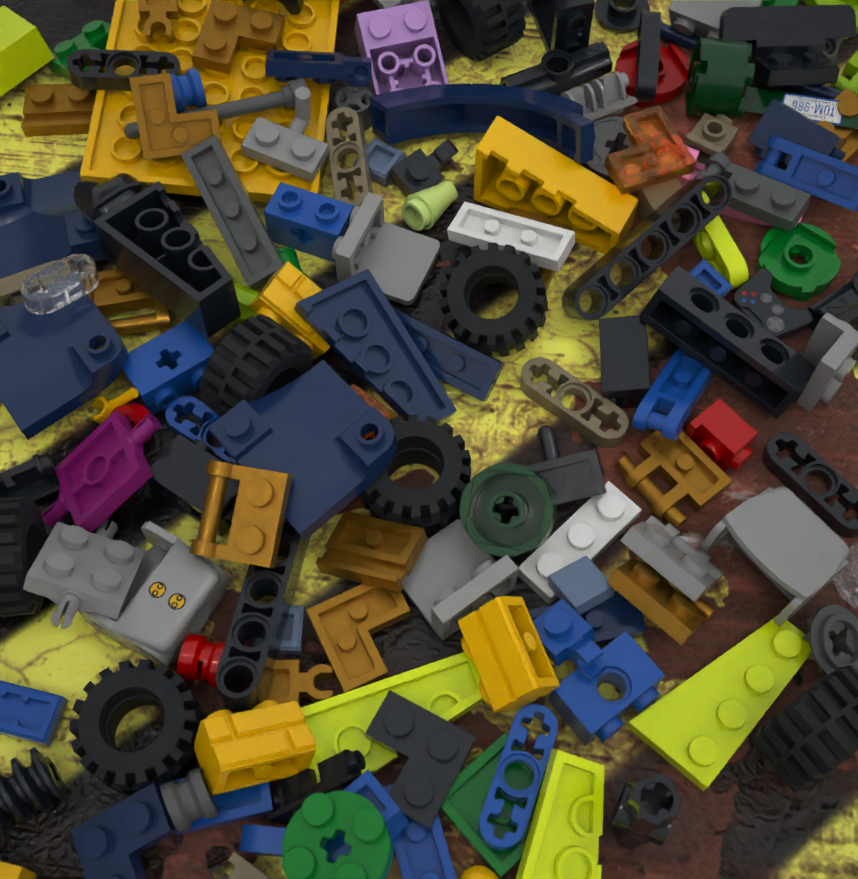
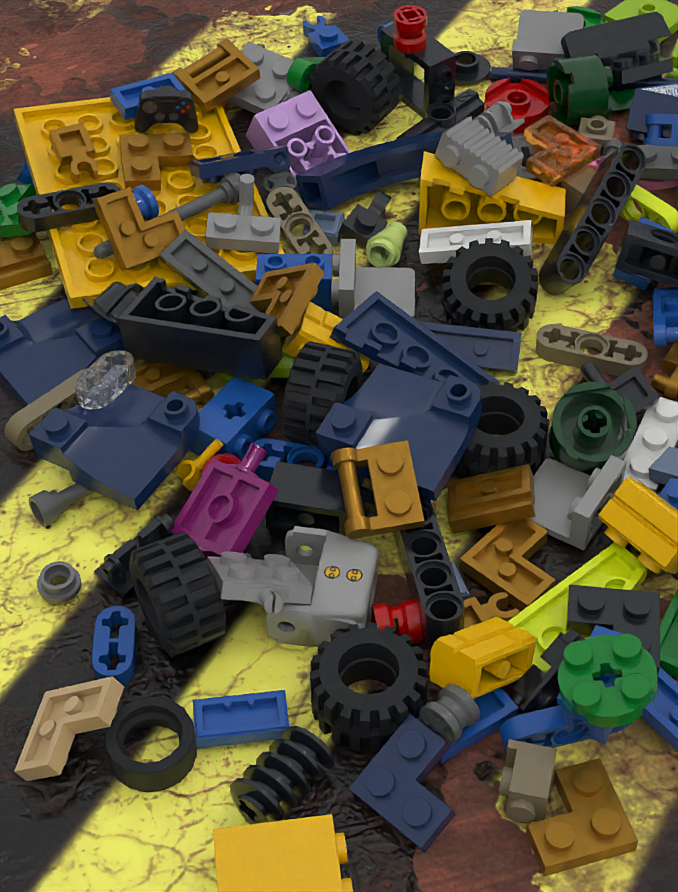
camera: 20 degrees left, 15 degrees down
(271, 244) = (286, 294): none -> pearl gold plate
(549, 140) = (479, 156): none -> light grey brick
(624, 360) = (620, 305): black hinge -> none
(647, 56) = (513, 87): black beam -> none

